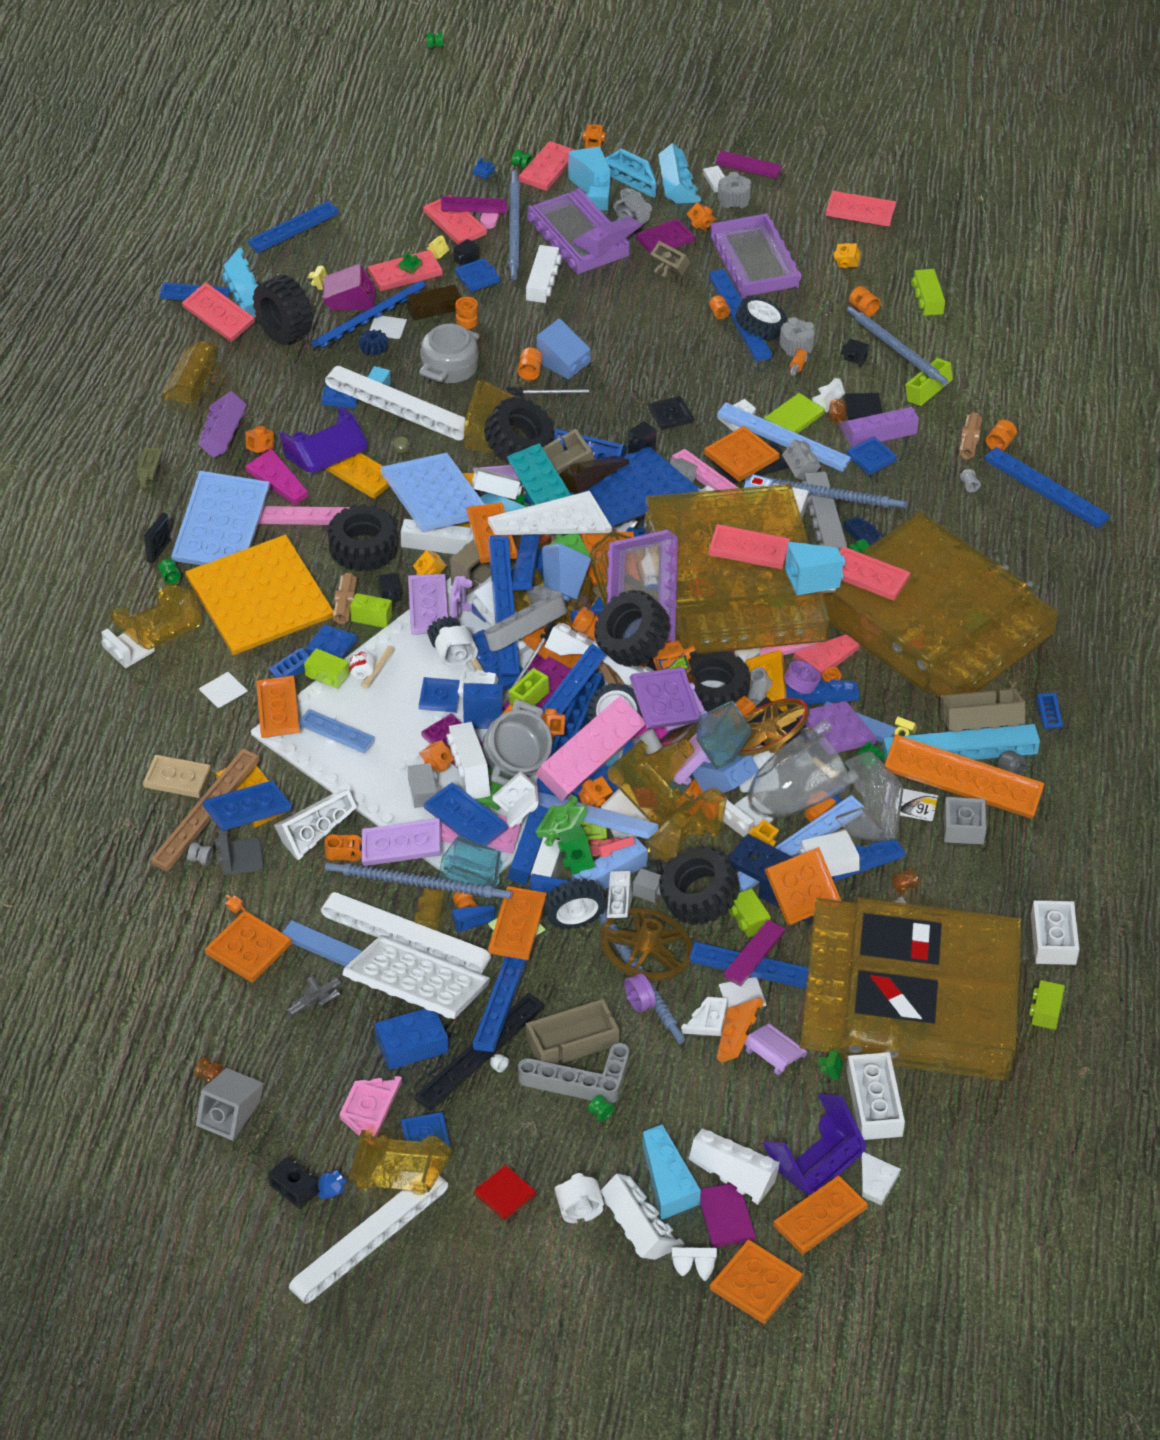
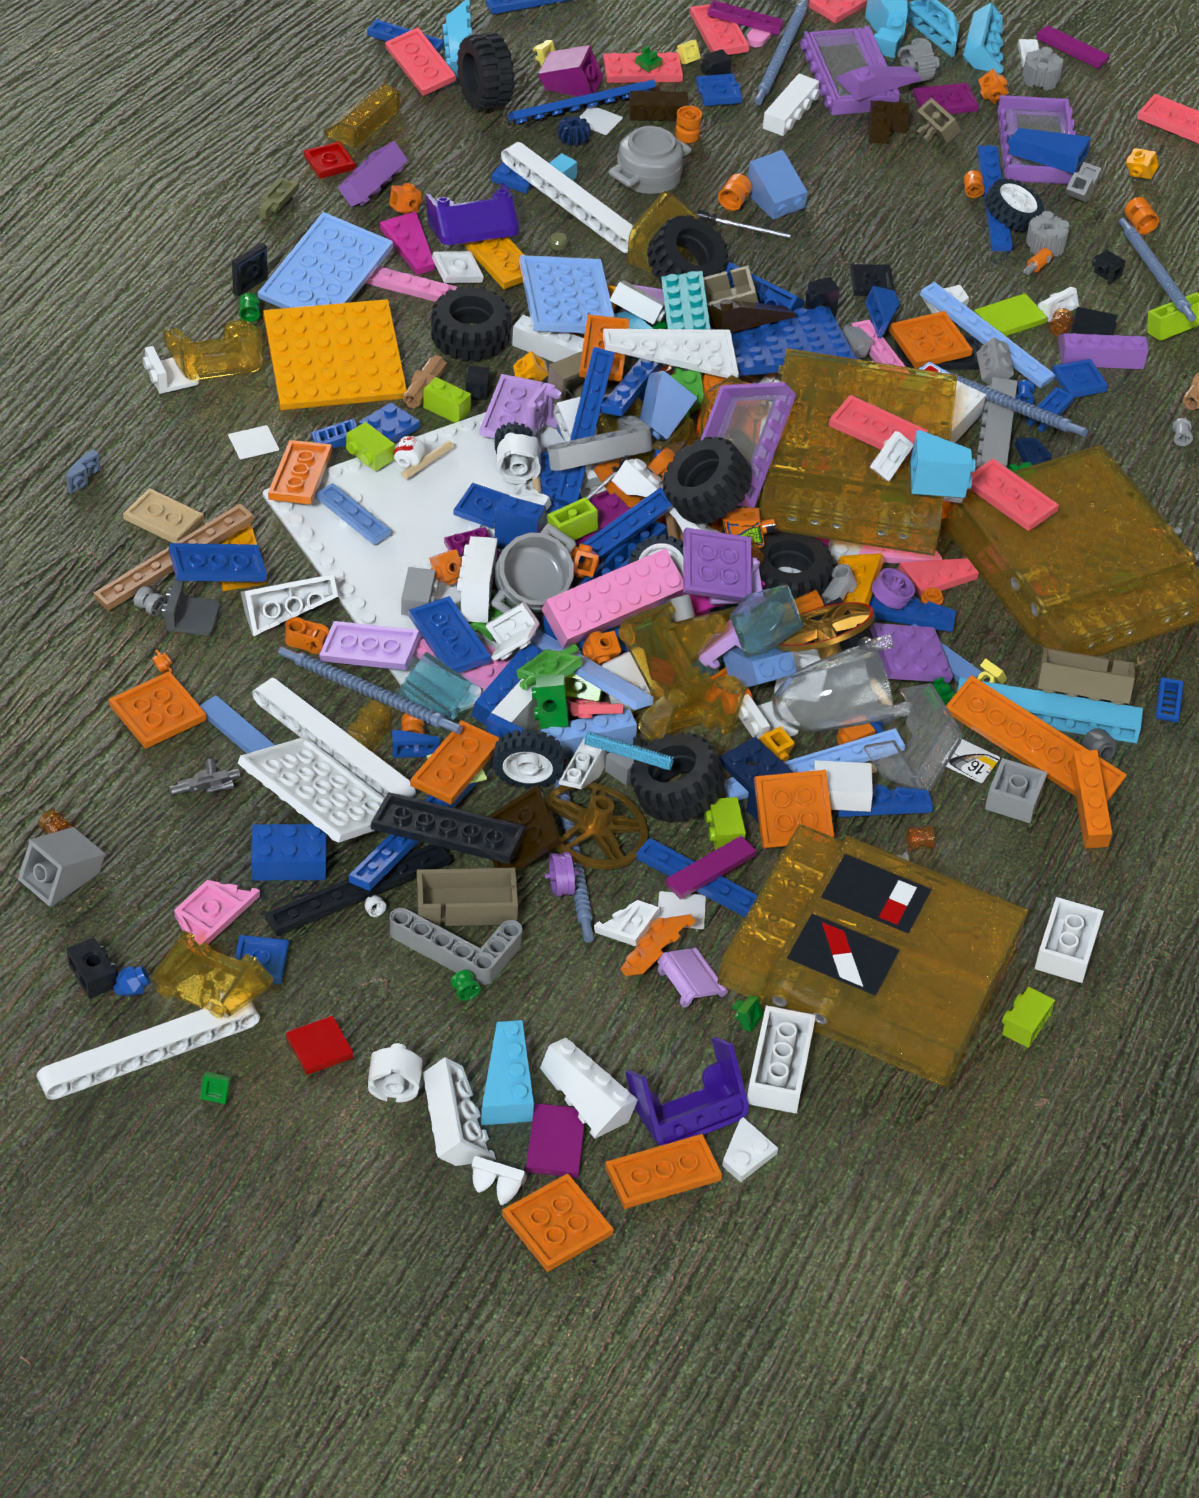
camera: 15 degrees right, 0 degrees up
(94, 749) = (81, 470): none -> sand blue slope
(177, 420) = (329, 160): none -> red tile
(328, 489) = (457, 267): none -> white tile
(438, 1253) = (215, 1087): none -> green tile
(536, 980) = (448, 827): none -> black plate
(592, 966) = (540, 828): none -> dark brown plate
(625, 267) = (886, 118): none -> dark brown brick
(654, 875) = (628, 751): none -> medium azure axle
(692, 436) = (881, 306): none -> blue slope
(771, 261) = (1050, 148): none -> blue slope
(773, 567) = (891, 455): none -> white tile
(808, 283) = (1083, 183): none -> light grey brick
(834, 478) = (1025, 391): none -> blue bush
(861, 483) = (1055, 402): none -> blue hinge
(1026, 811) = (1091, 799): none -> orange brick

